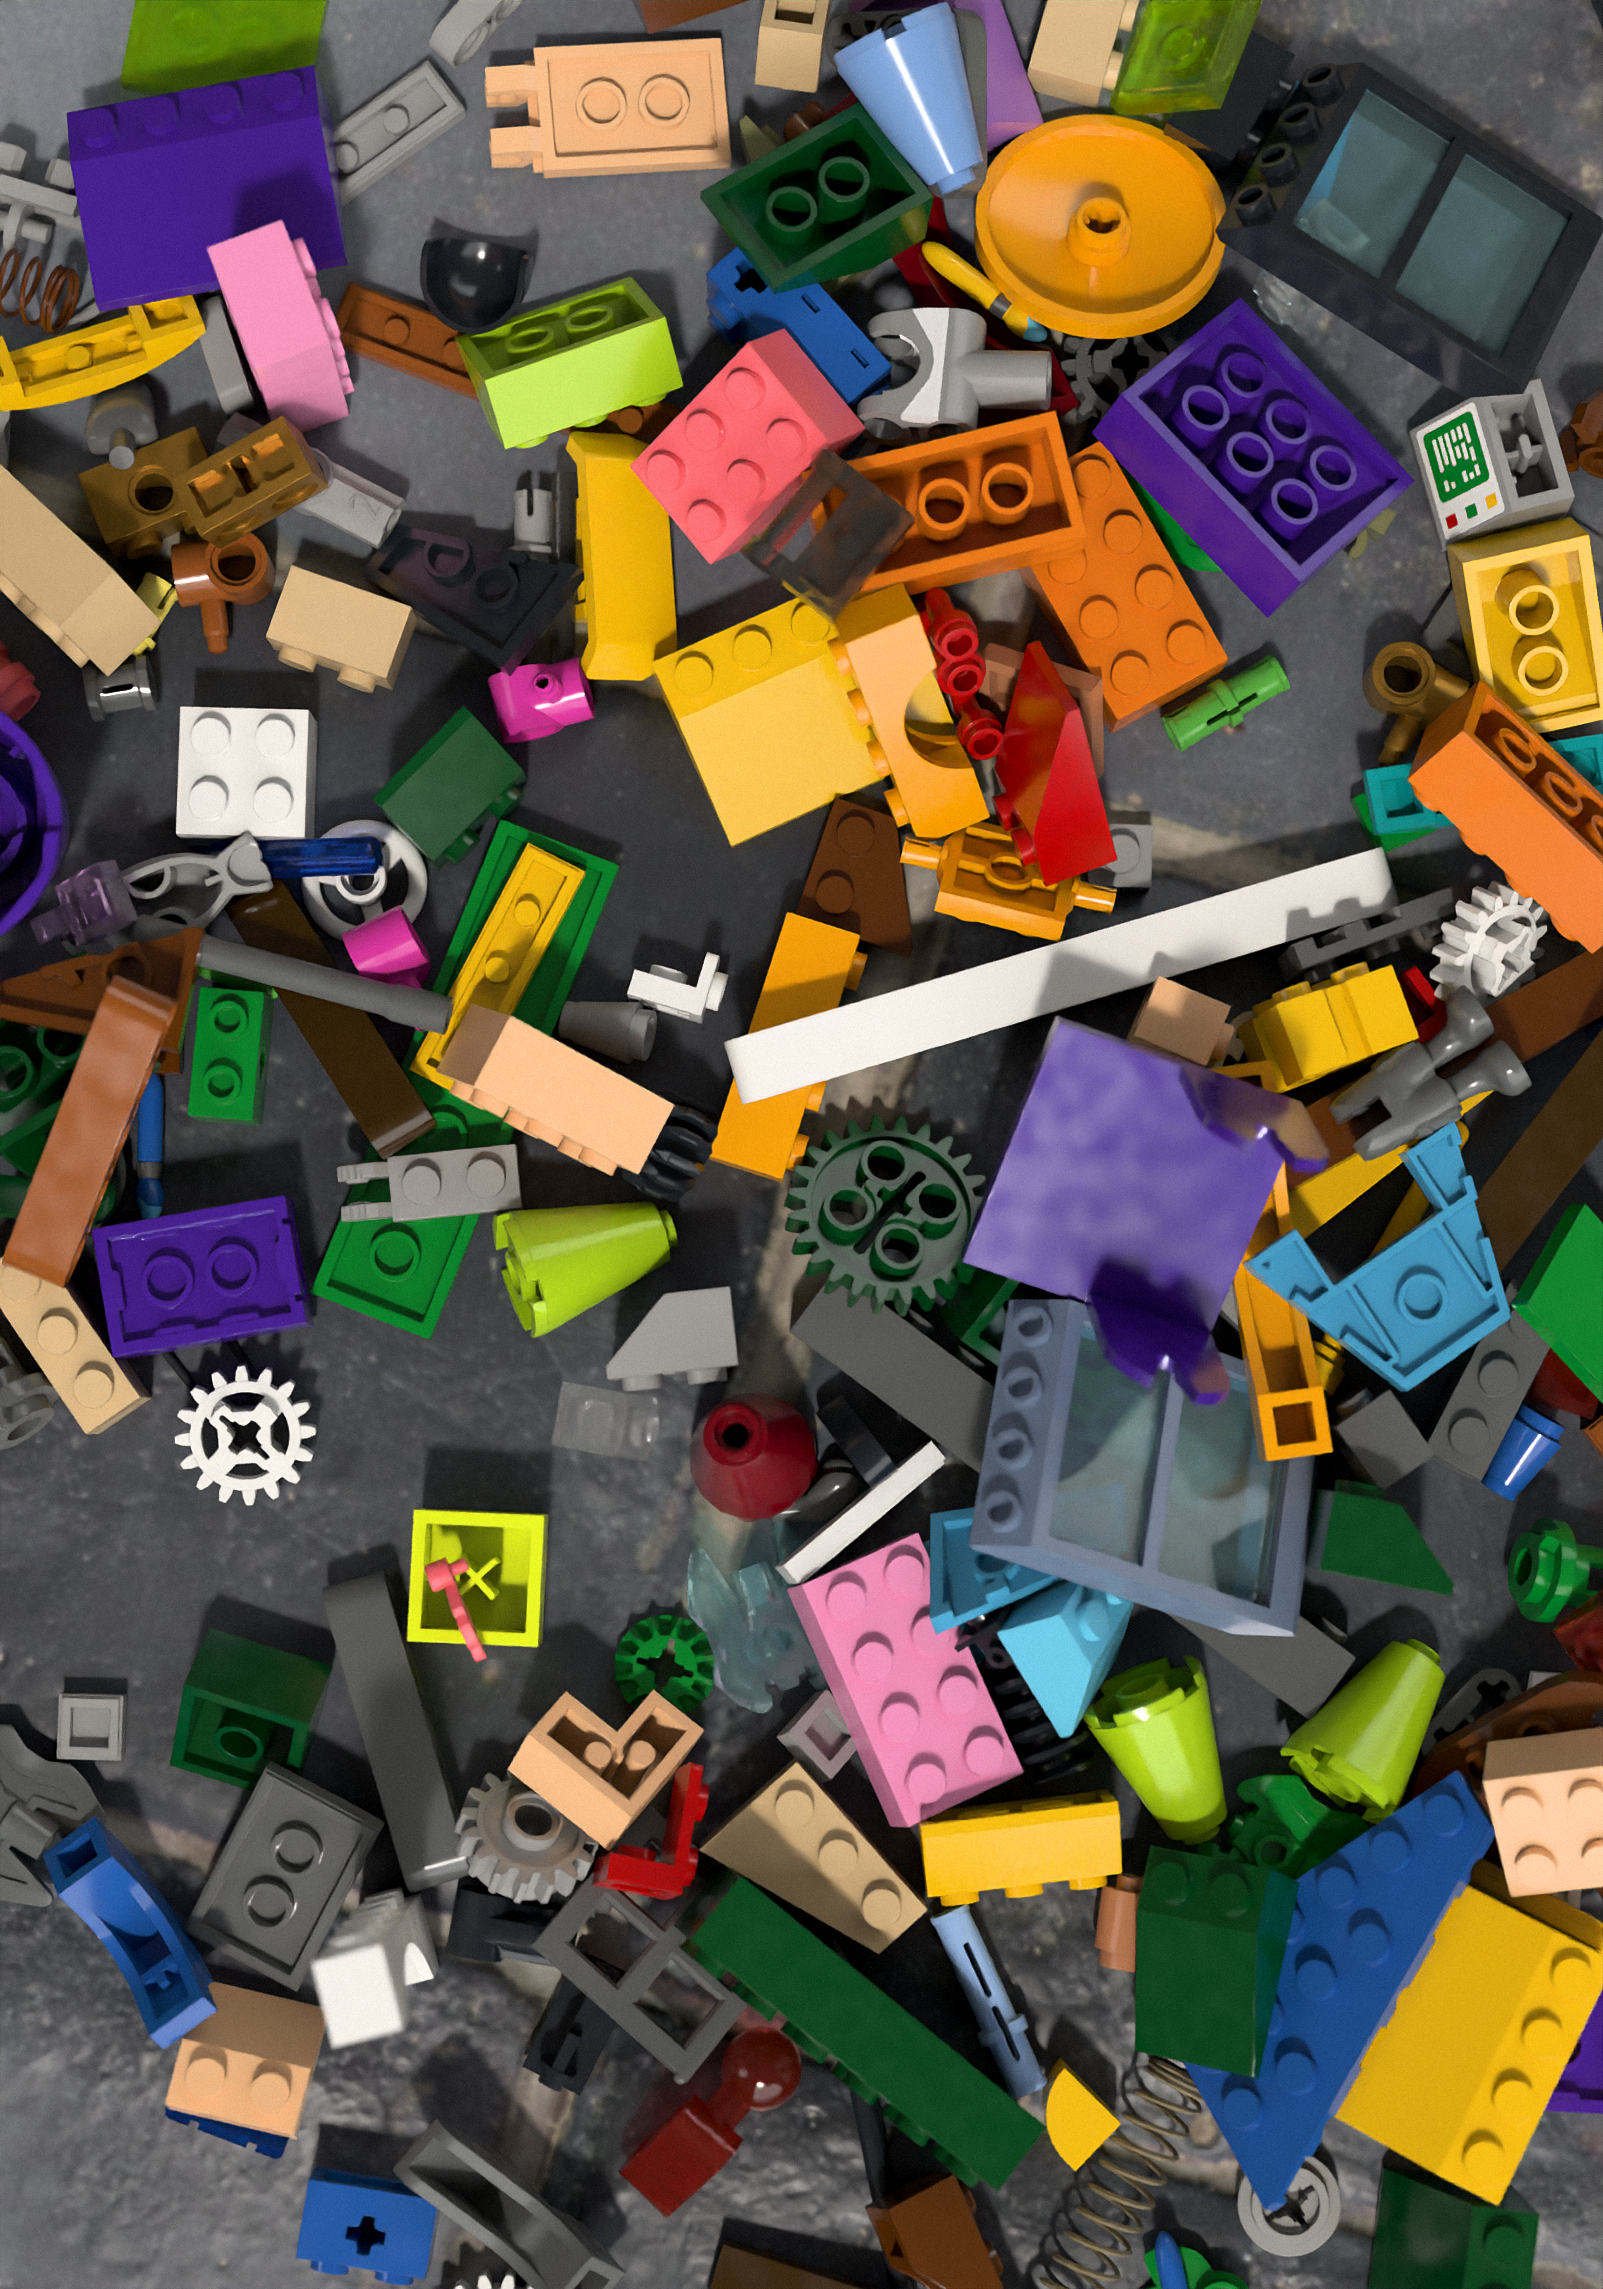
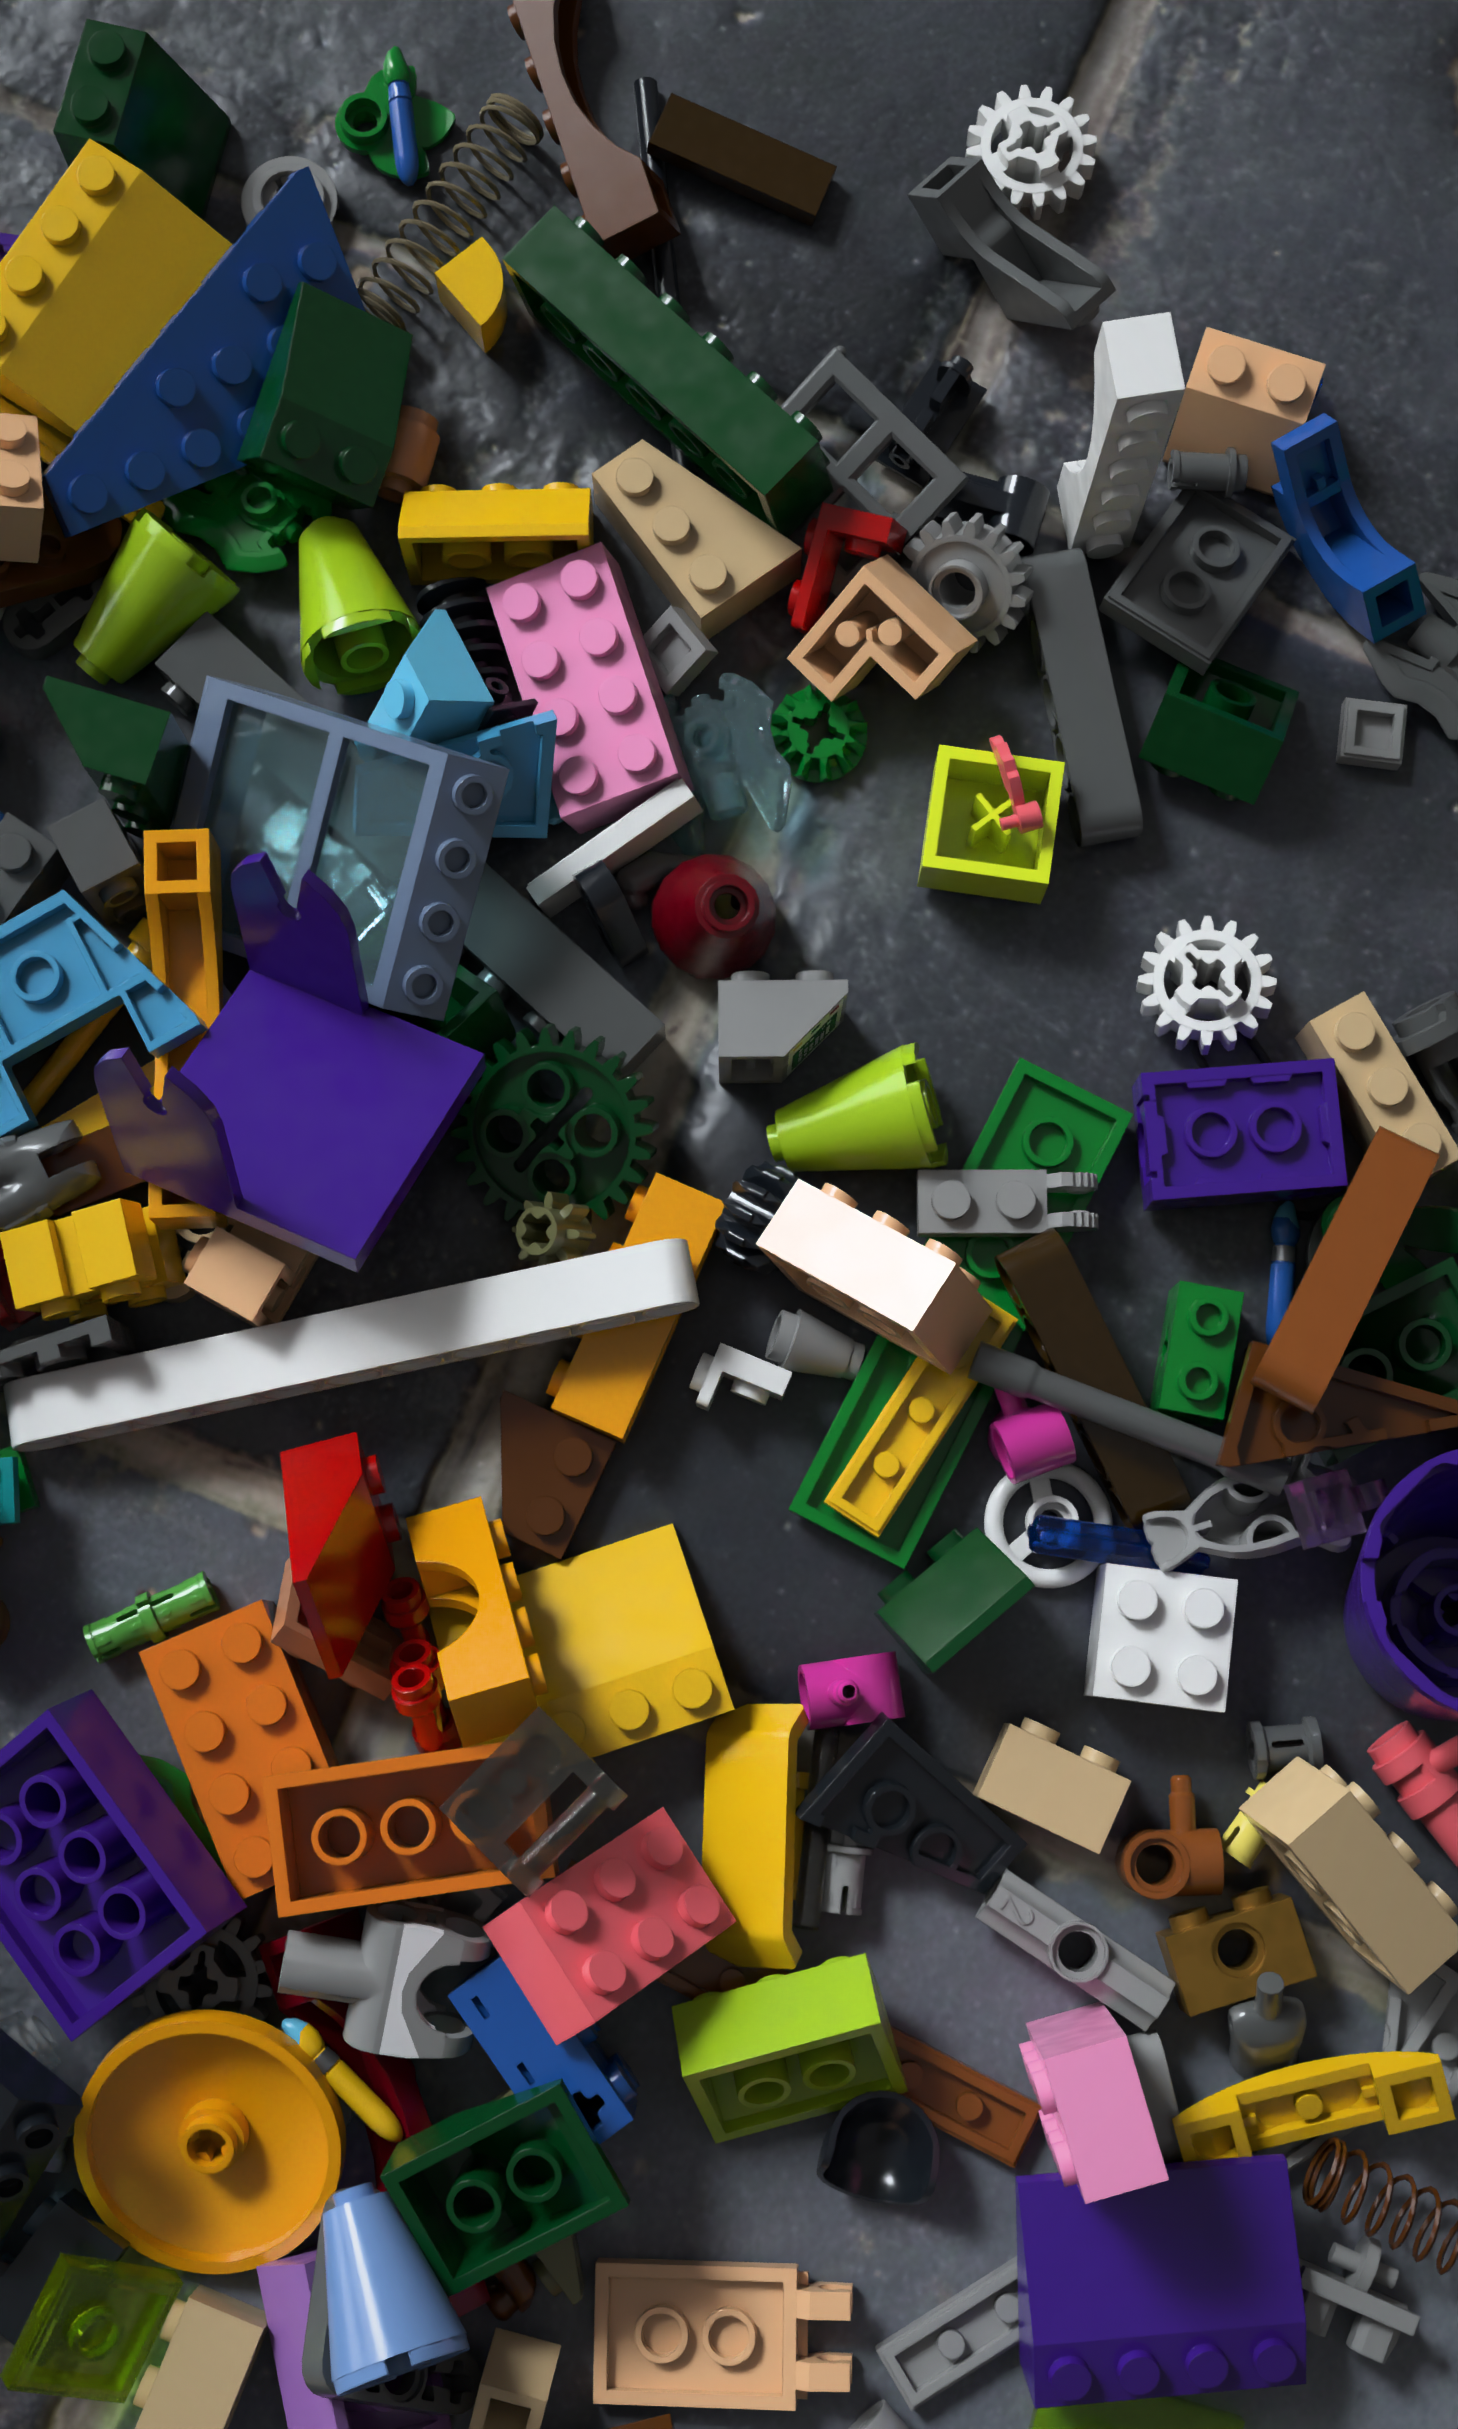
camera: 170 degrees left, 5 degrees down
(250, 482) = (1137, 1938): pearl gold brick -> none
(278, 1989) = (1208, 471): none -> dark grey pin
(335, 2243) = (1172, 255): blue brick -> none
(606, 1421) = (862, 957): clear bracket -> none
(699, 2138) = (829, 298): clear red beam -> none
(876, 1105) = (553, 1230): none -> olive gear
(988, 884) = (414, 1440): light orange plate -> none
(1019, 2071) = (523, 341): light blue pin -> none
(1134, 861) = (264, 1468): light grey plate -> none

